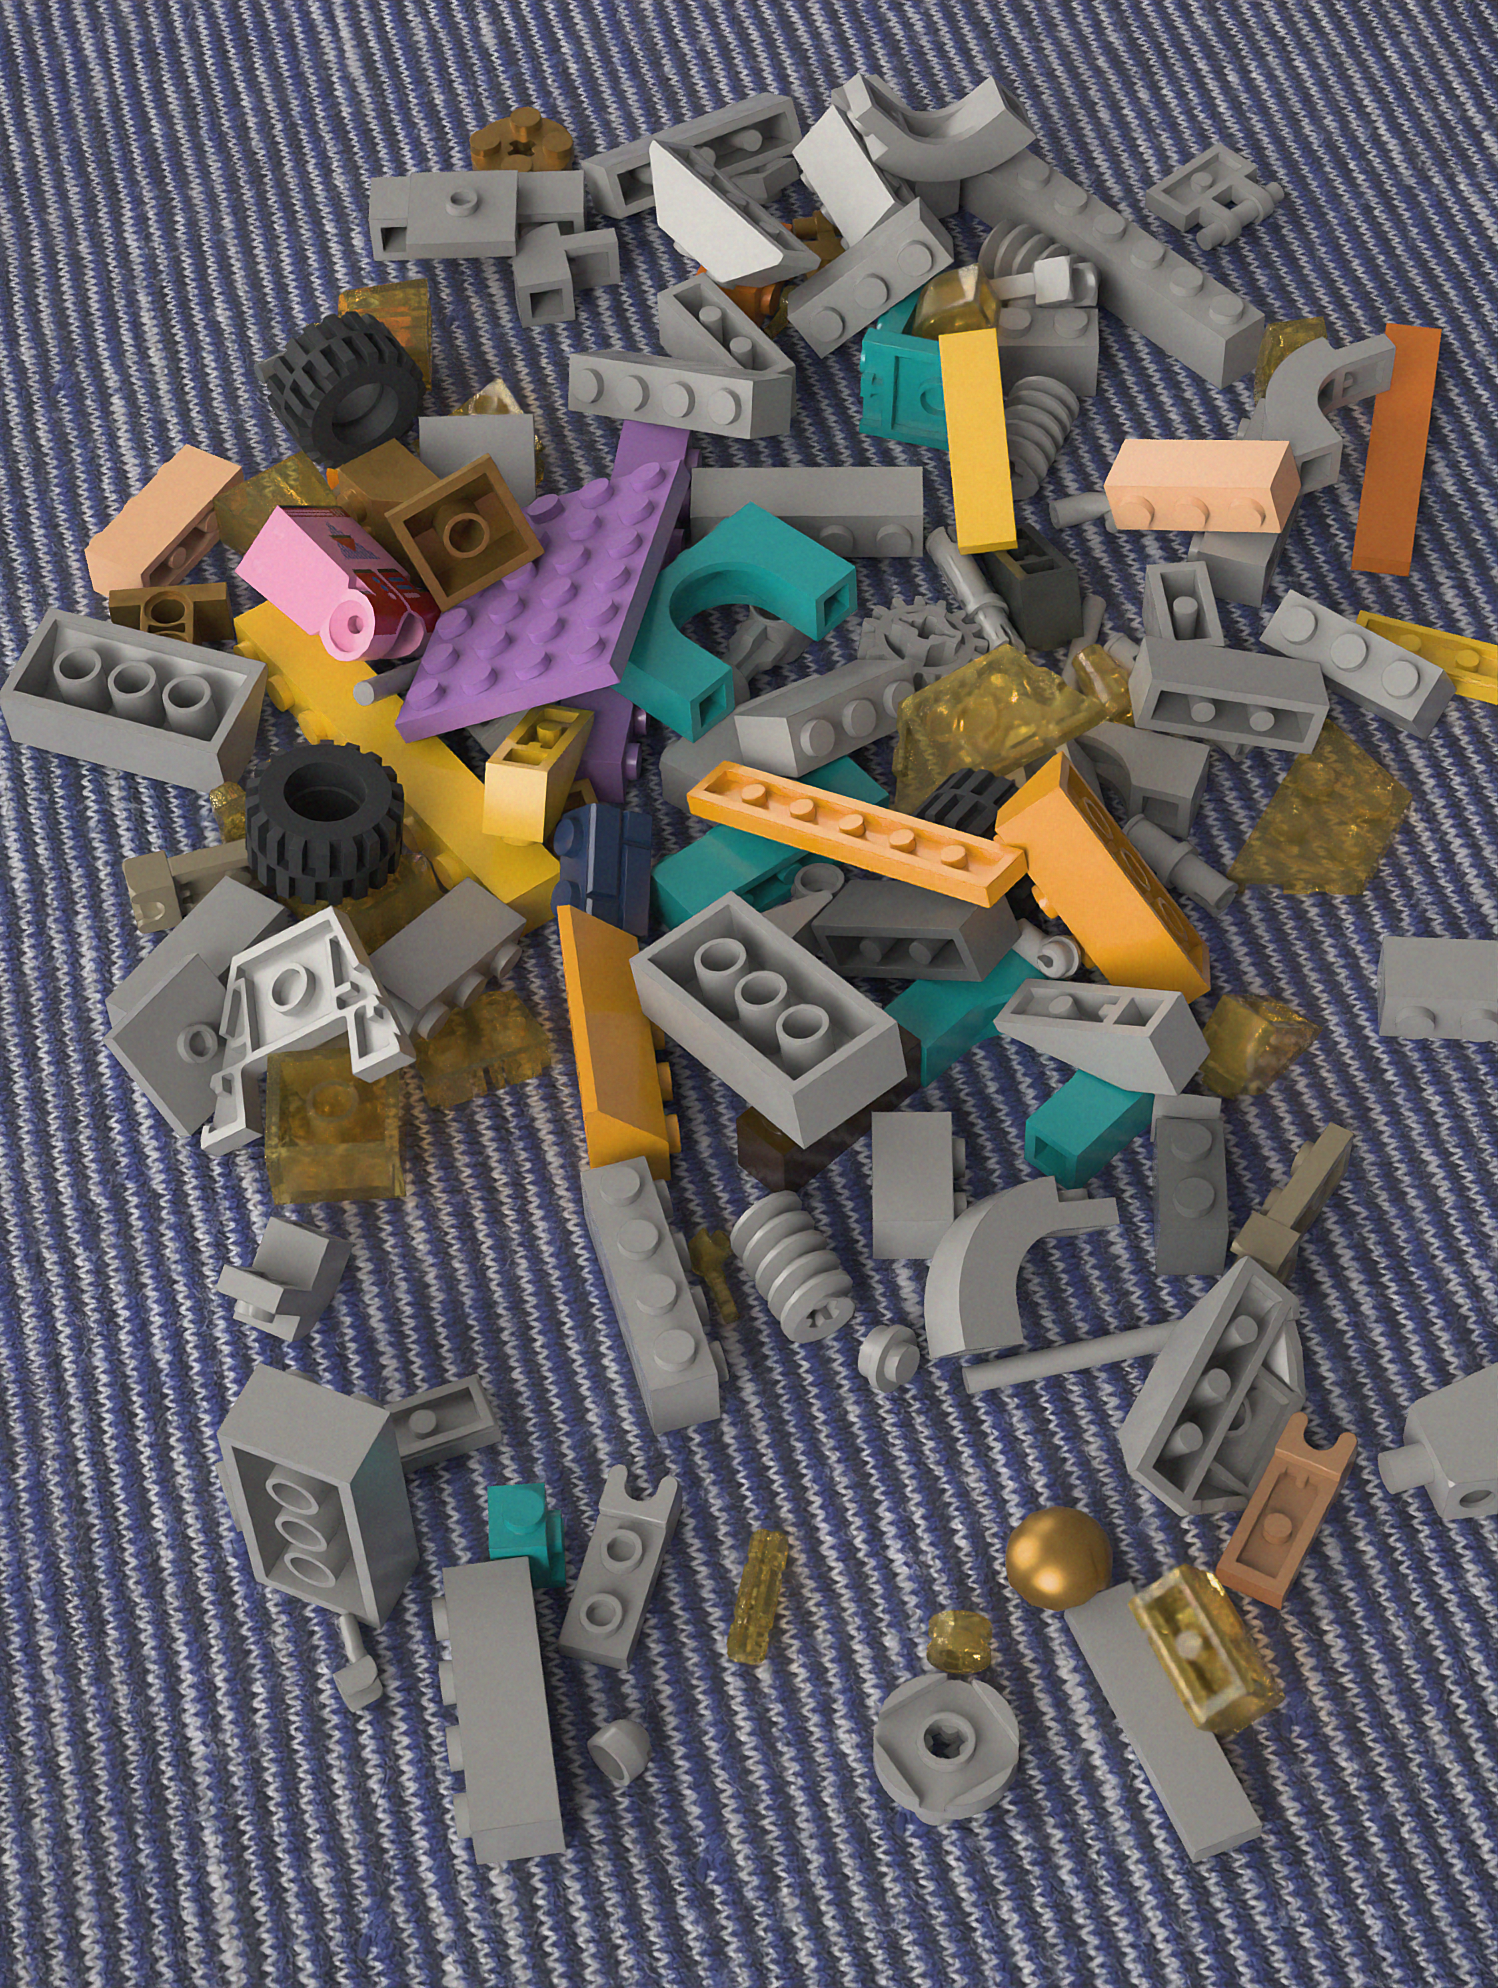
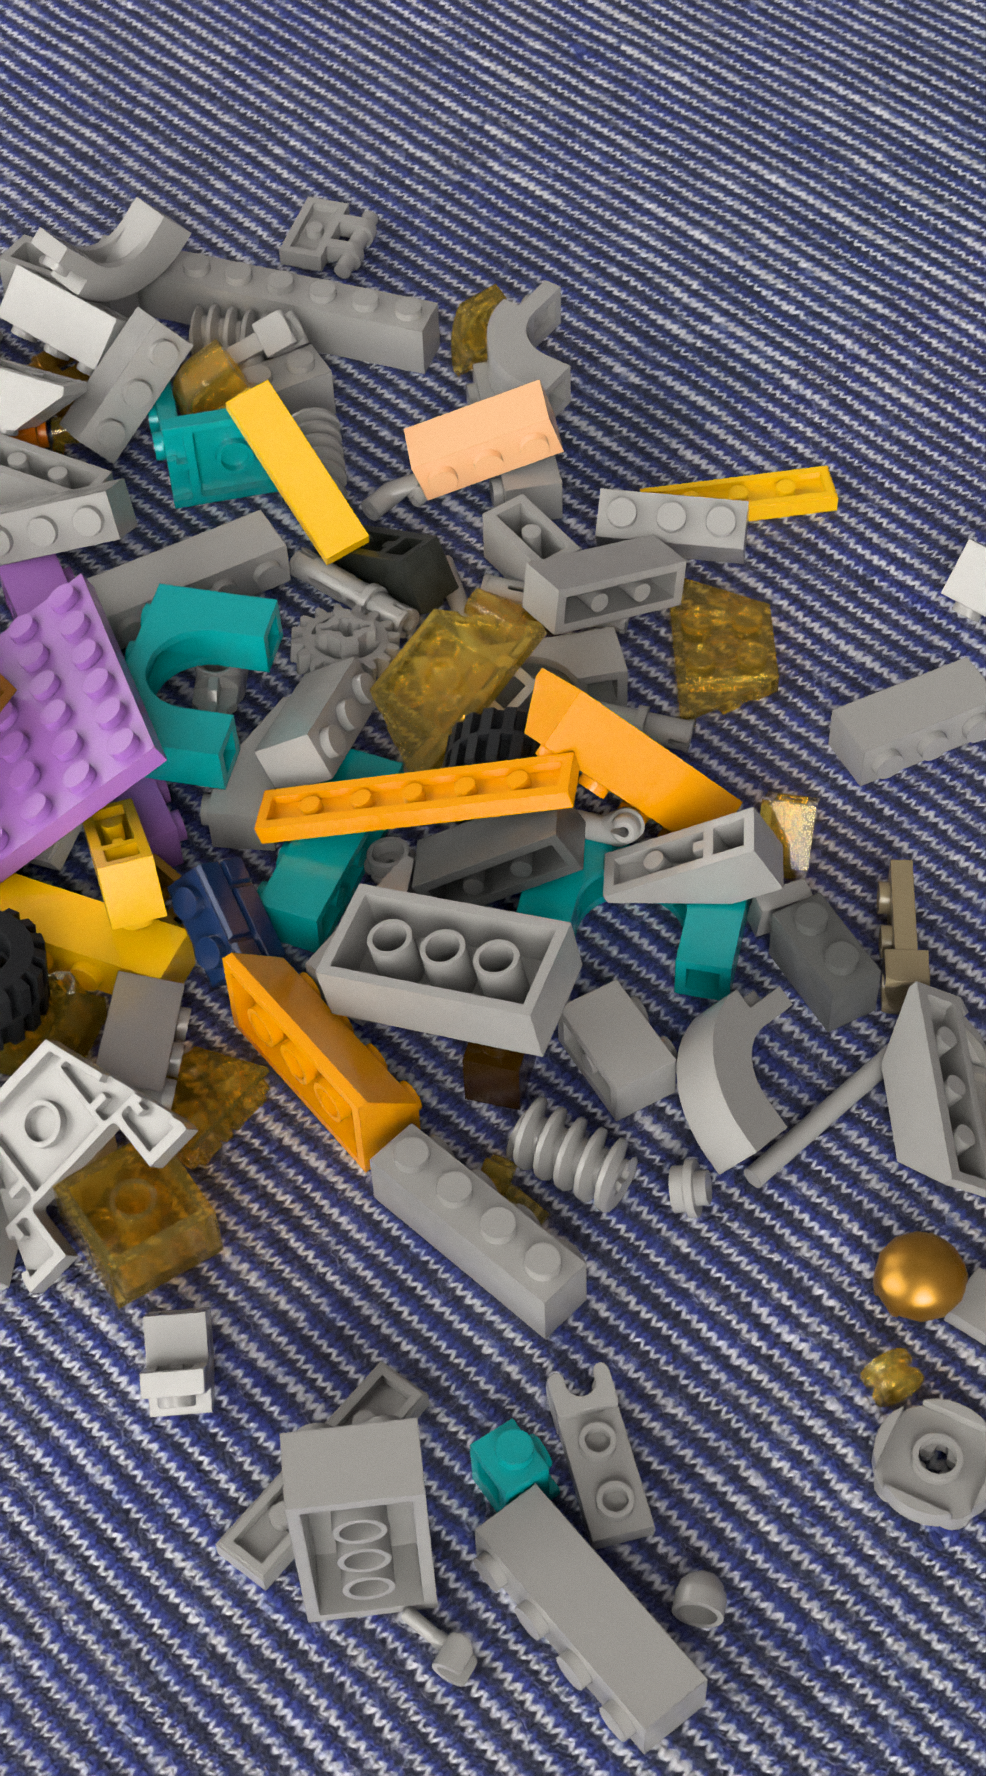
camera: 30 degrees left, 0 degrees up
(757, 1597) = (717, 1423): clear yellow axle -> none
(1397, 454) = (593, 381): orange tile -> none

